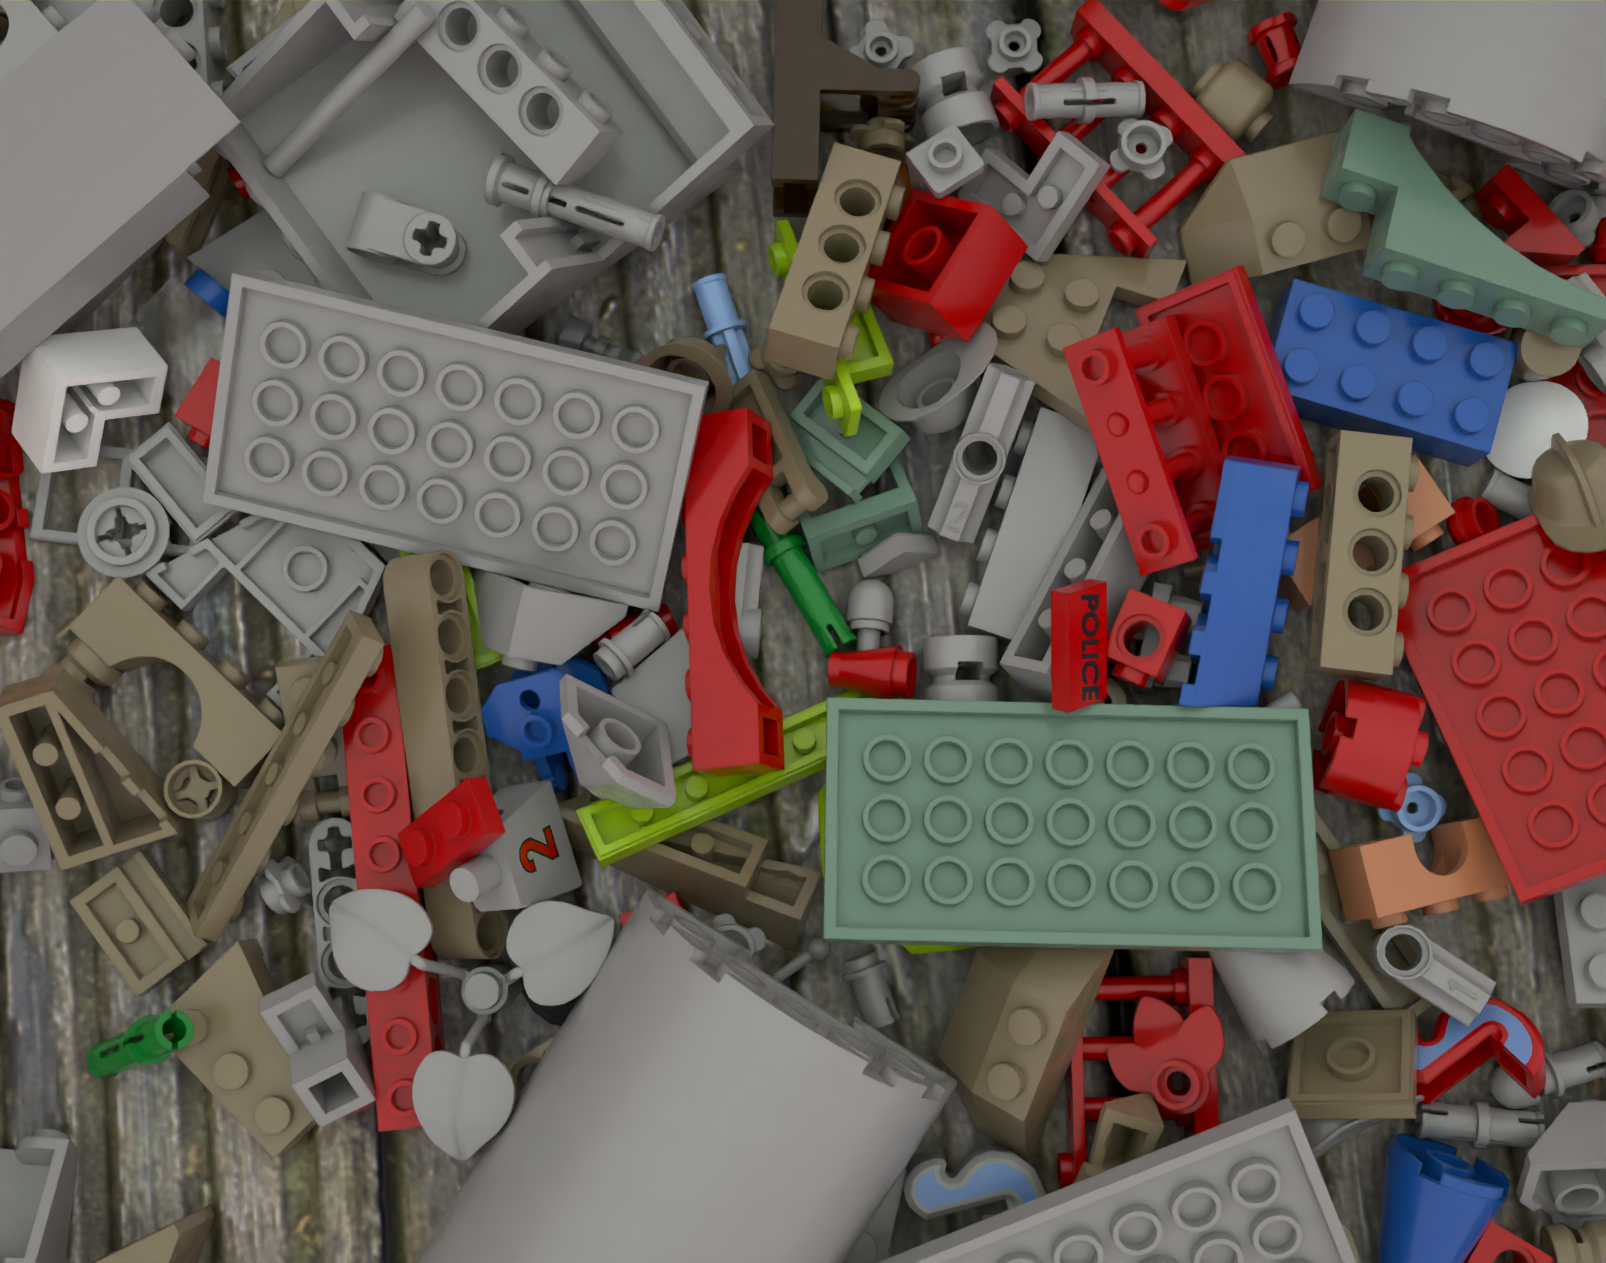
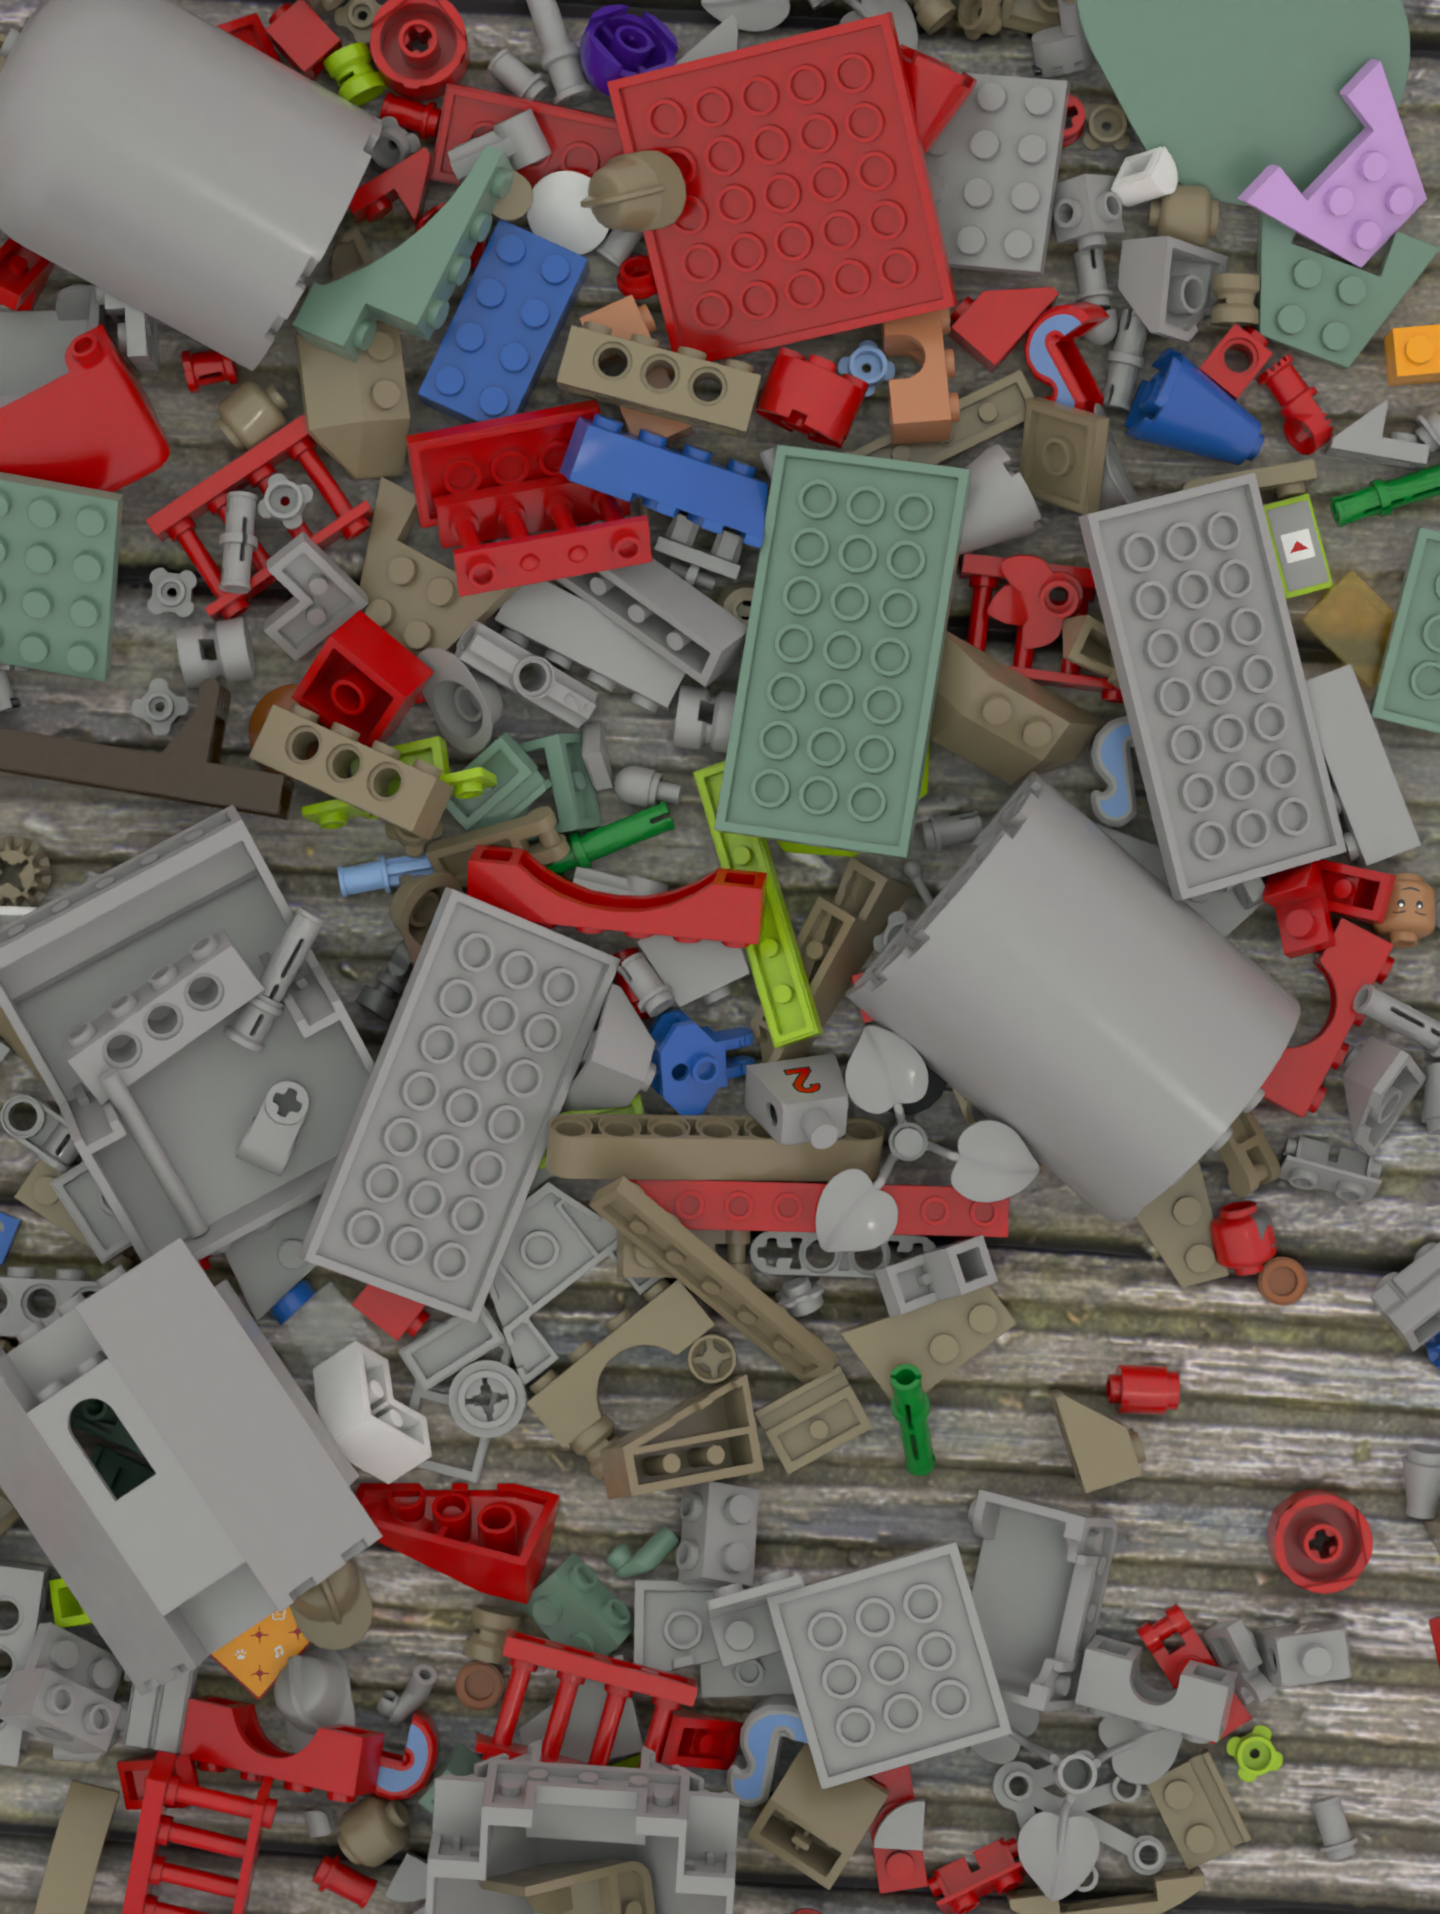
camera: 80 degrees left, 5 degrees up
(451, 832) = (780, 1144): red plate -> none
(617, 747) = (732, 1001): light grey slope -> none
(875, 672) = (695, 788): red cone -> none
(883, 137) = (242, 717): dark tan plate -> none
(943, 163) = (278, 668): light grey bracket -> none
(1079, 645) = (702, 621): red tile -> none
(1142, 613) = (680, 567): red brick -> none
(1435, 974) = (1003, 377): light grey piece -> none
(1507, 953) = (998, 321): none -> red slope

